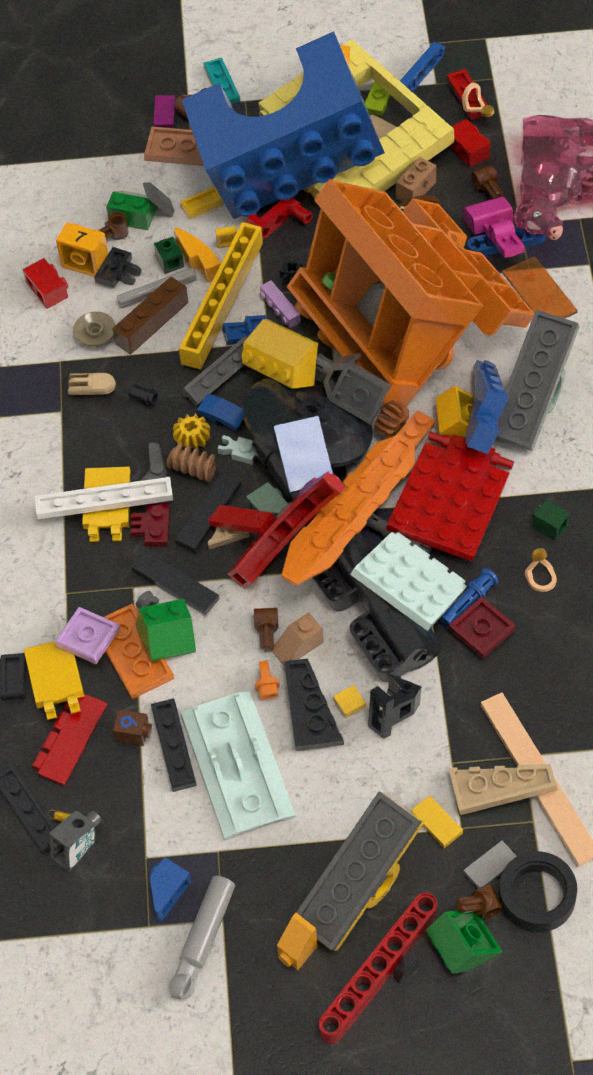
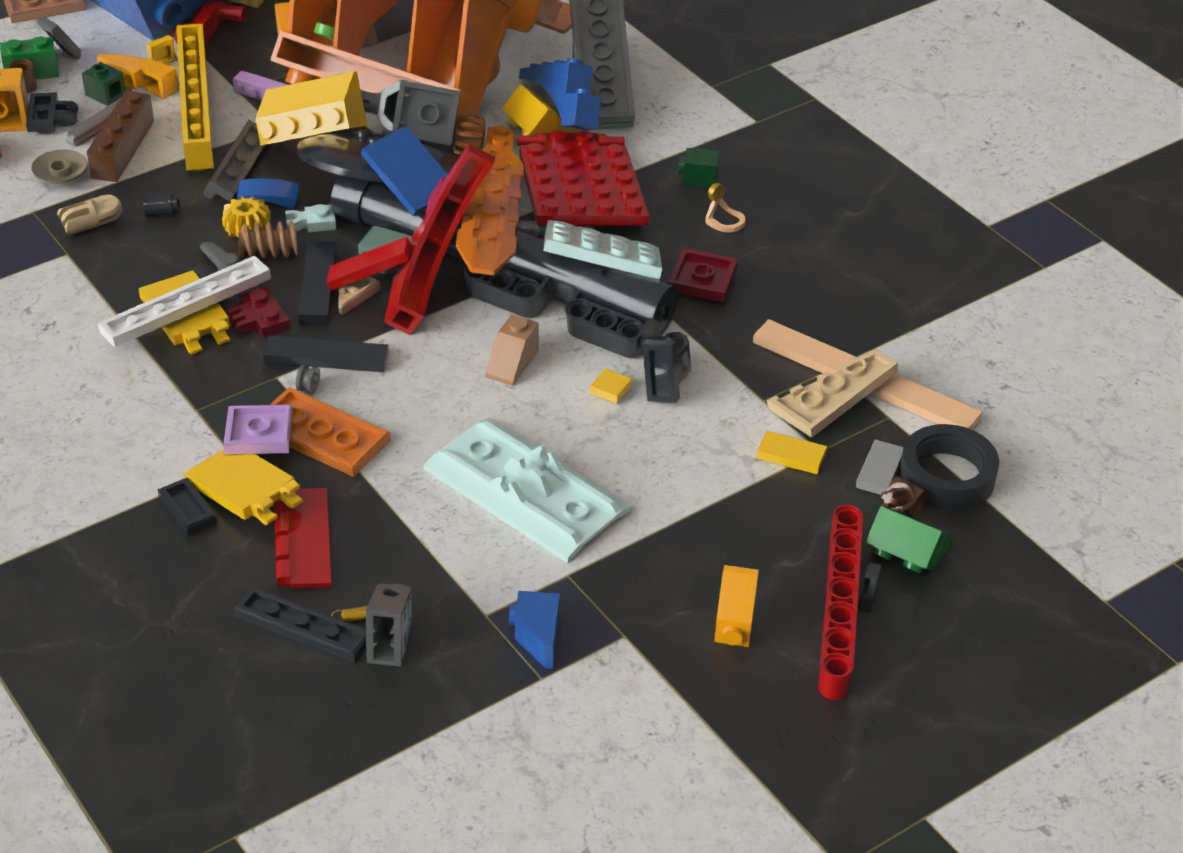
camera: 35 degrees left, 15 degrees down
(132, 727) = (378, 495): reddish brown brick -> none
(166, 629) = (352, 389): green slope -> none
(173, 745) = (438, 497): black tile -> none
(201, 202) = (108, 36): yellow tile -> none
(201, 936) = (617, 654): light grey piece -> none
(236, 331) = (231, 126): blue slope -> none
(266, 624) = (464, 349): reddish brown axle -> none
(266, 685) = (505, 399): orange piece -> none
(289, 271) = (259, 60): black gear -> none
(310, 714) = (572, 406): black wing -> none
(360, 870) = (760, 498): dark grey piece -> none
(474, 591) = (671, 246): blue pin -> none

